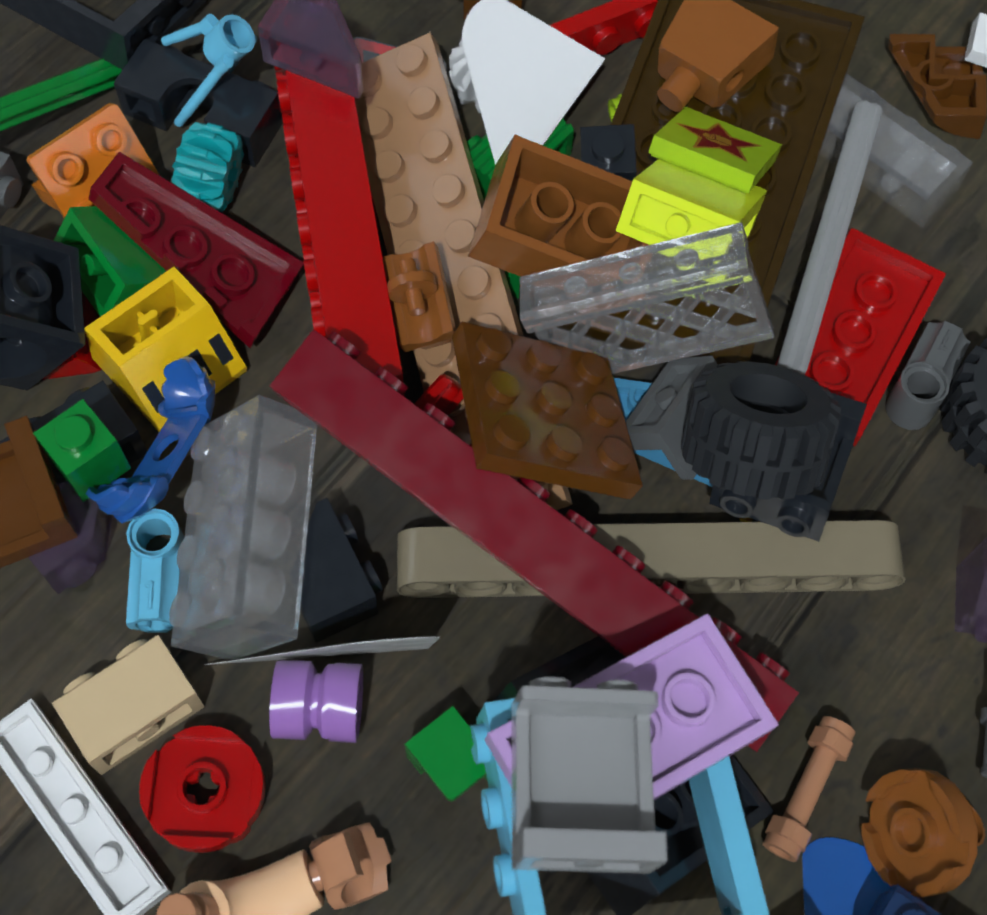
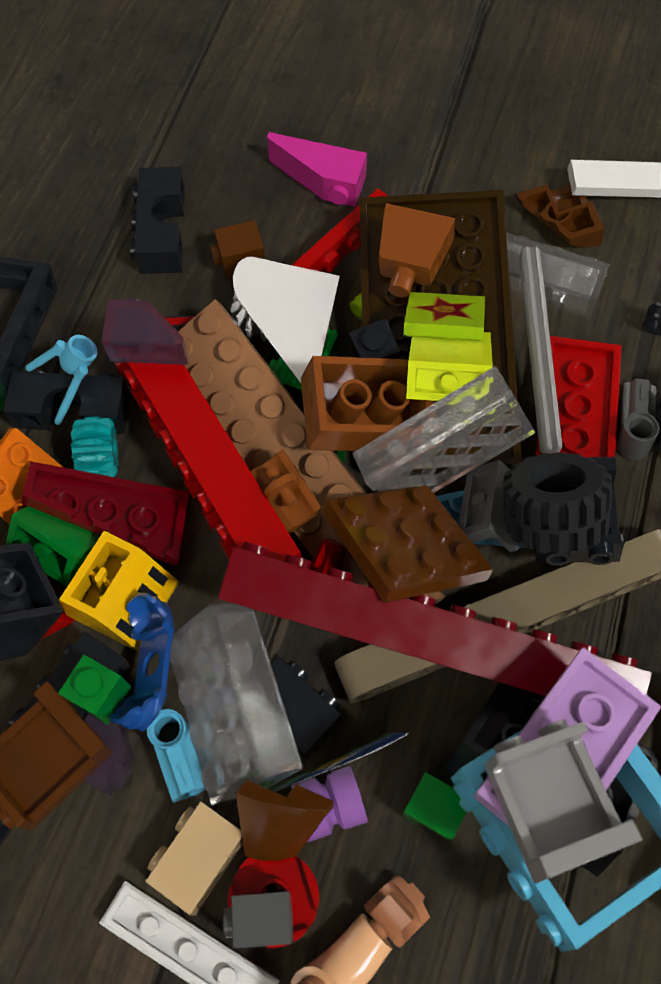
camera: 15 degrees left, 0 degrees up
(171, 801) = (259, 920): none -> dark grey brick
(239, 694) = (278, 825): none -> reddish brown slope

